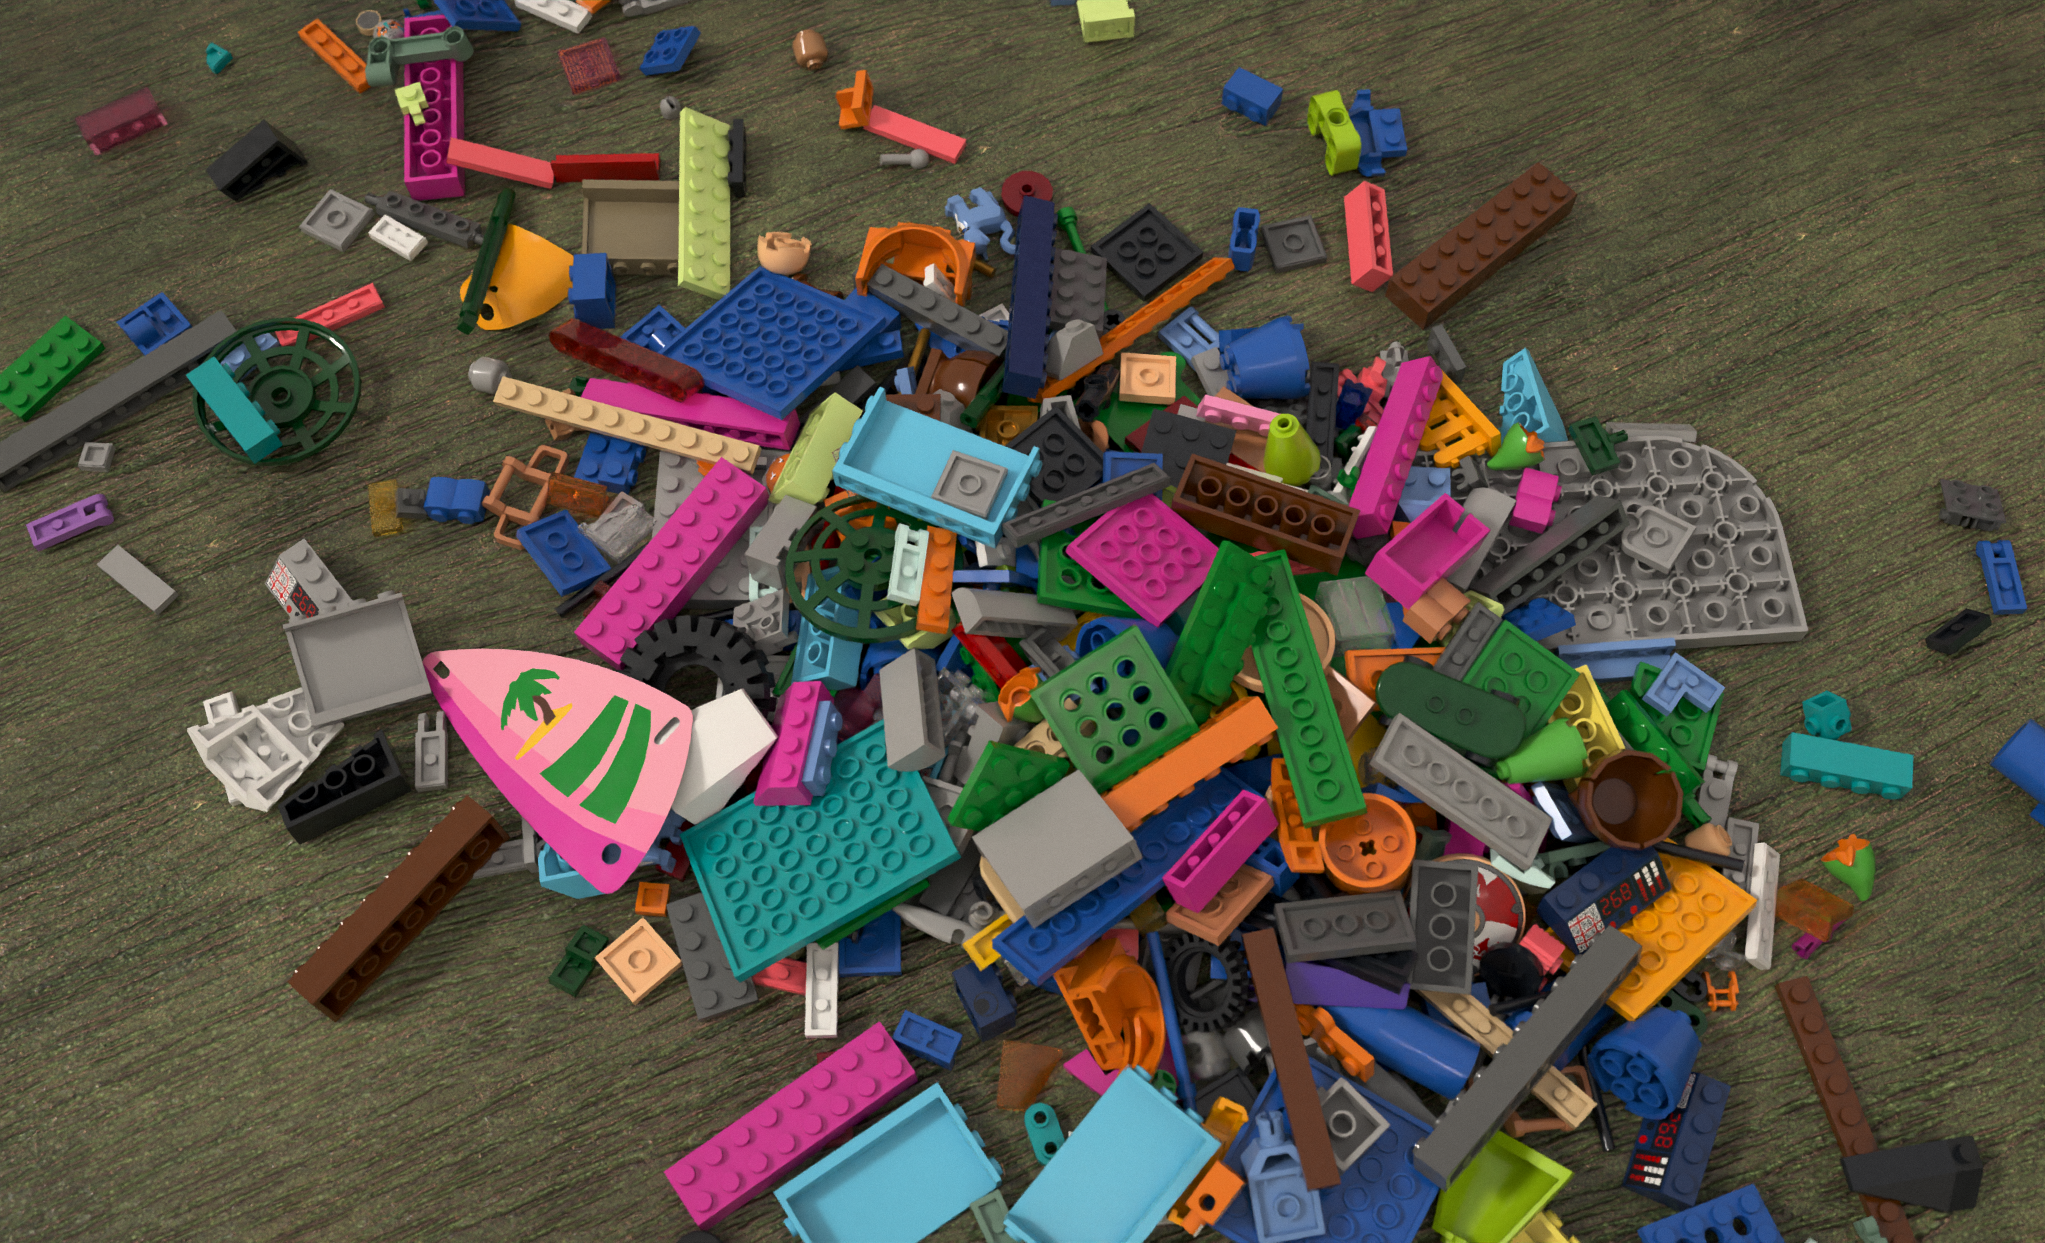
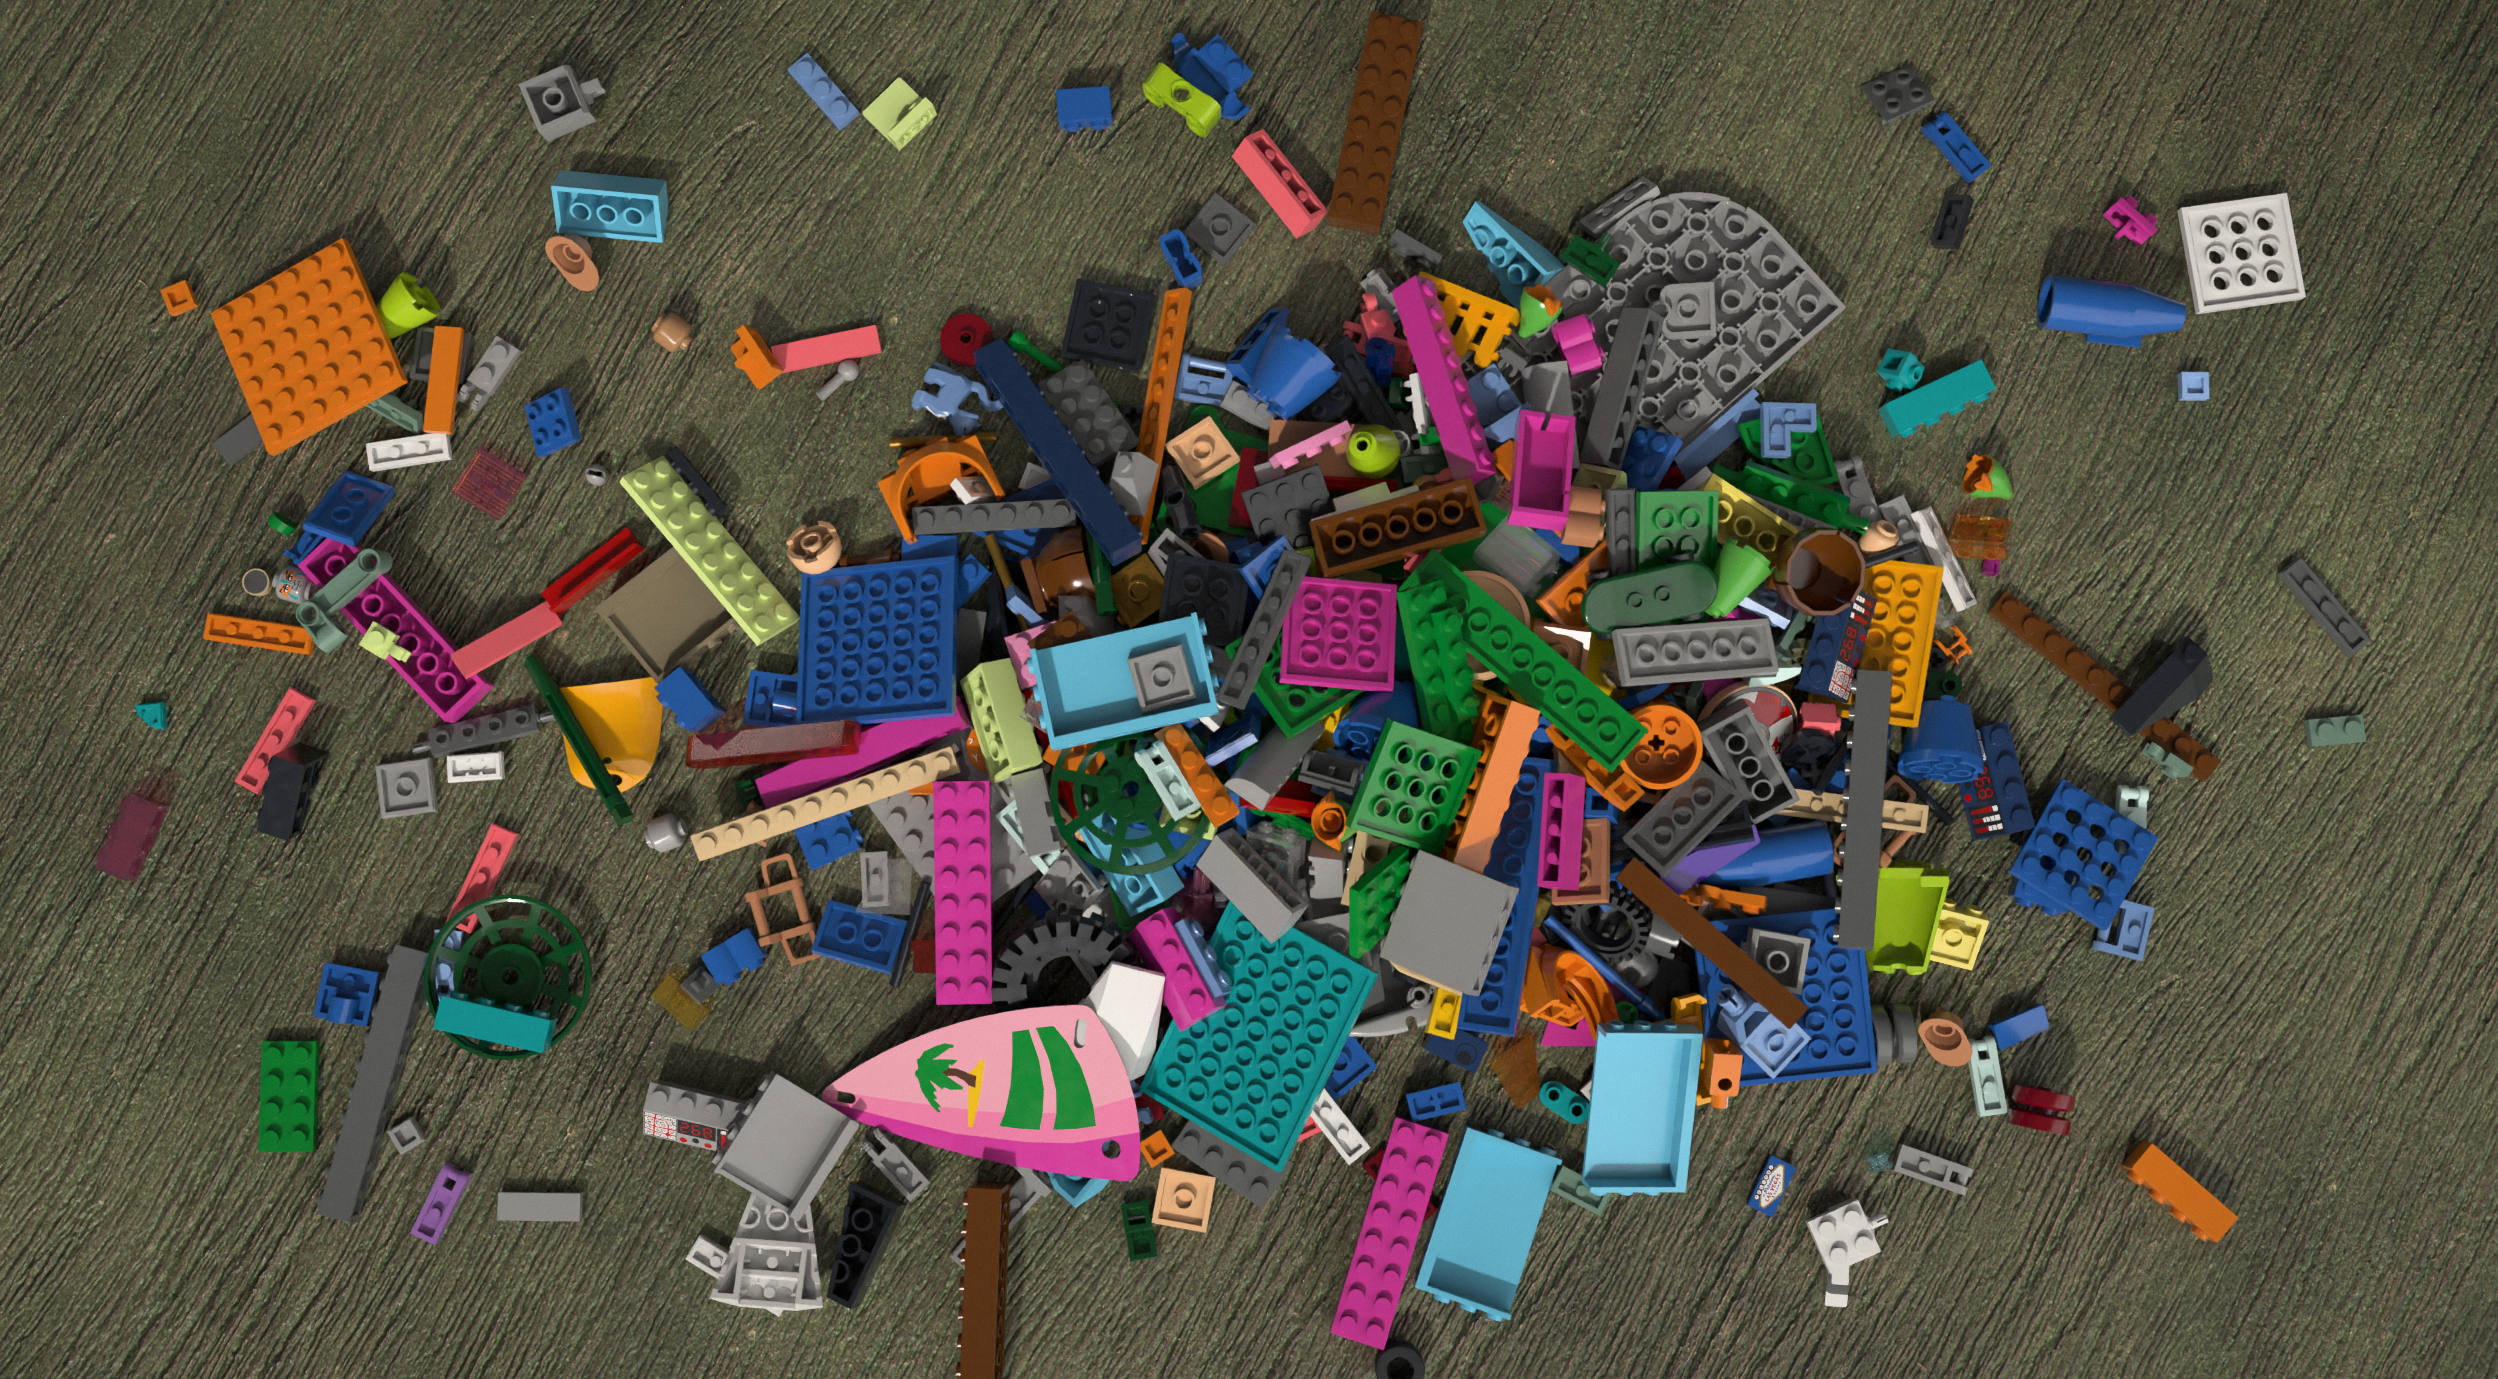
camera: 35 degrees left, 20 degrees up
(292, 123) = (275, 738): none -> coral tile
(576, 494) = (831, 884): clear orange bracket -> none

